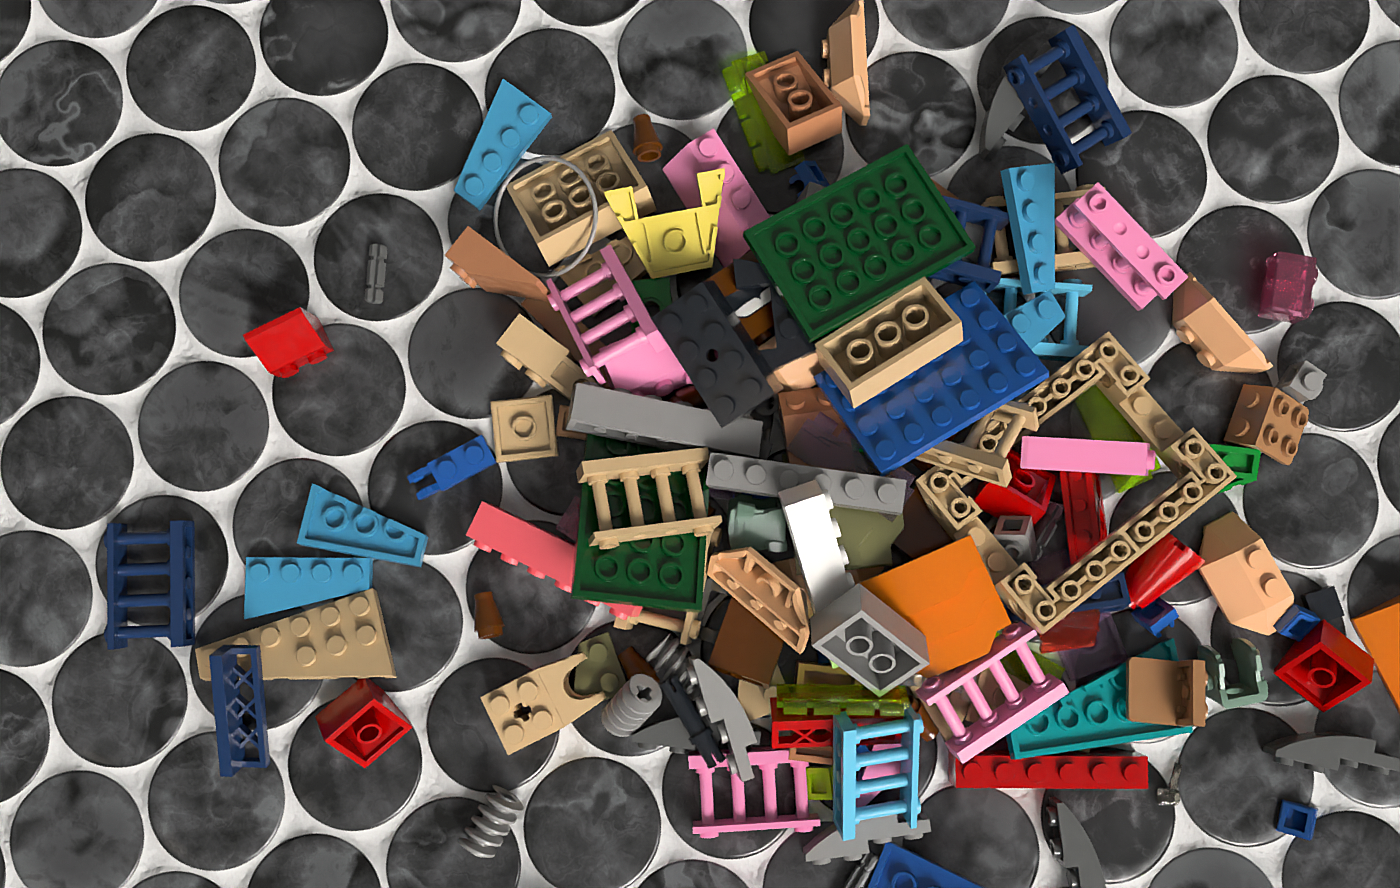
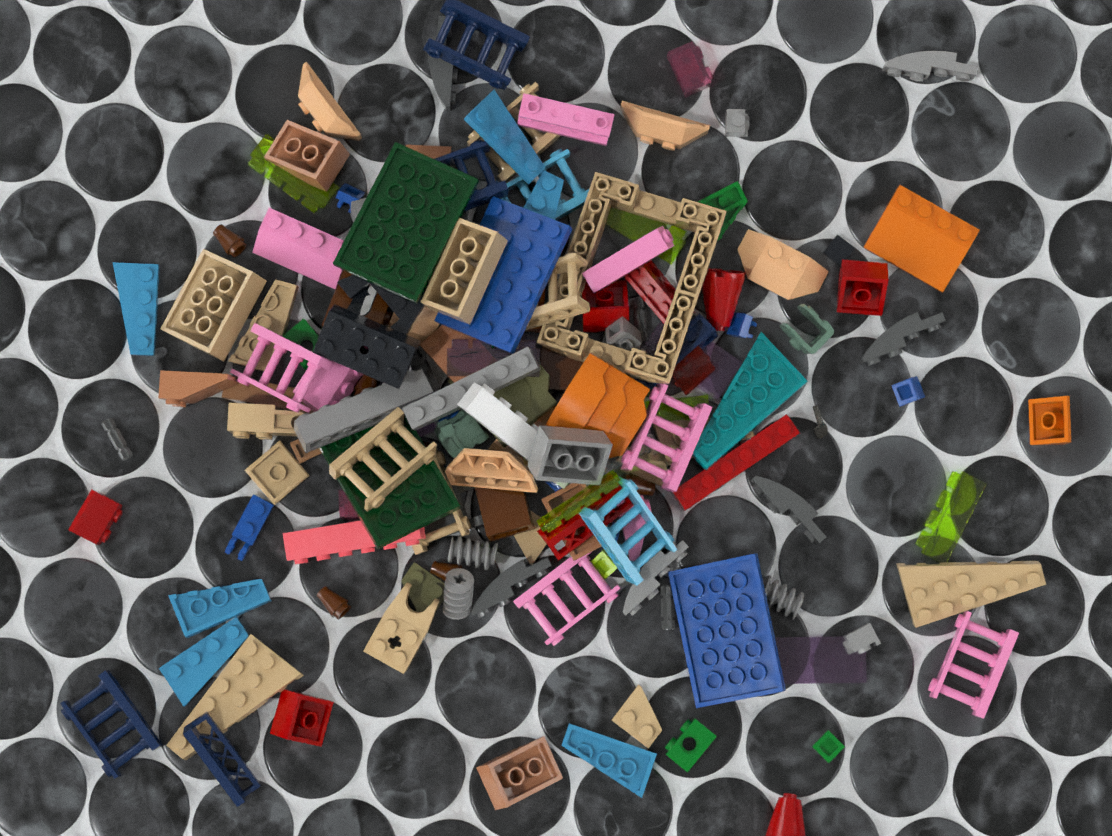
camera: 40 degrees left, 0 degrees up
(493, 824) = (421, 724): light grey piece -> none
(594, 203) = (223, 300): light grey piece -> none
(675, 239) = (292, 292): light yellow wing -> none
(692, 721) = (500, 577): black pin -> none
(720, 704) = (509, 553): light grey slope -> none
(1166, 692) = (771, 368): medium nougat bracket -> none
(1267, 422) = (733, 160): medium nougat bracket -> none
(1297, 622) = (828, 272): blue tile -> none

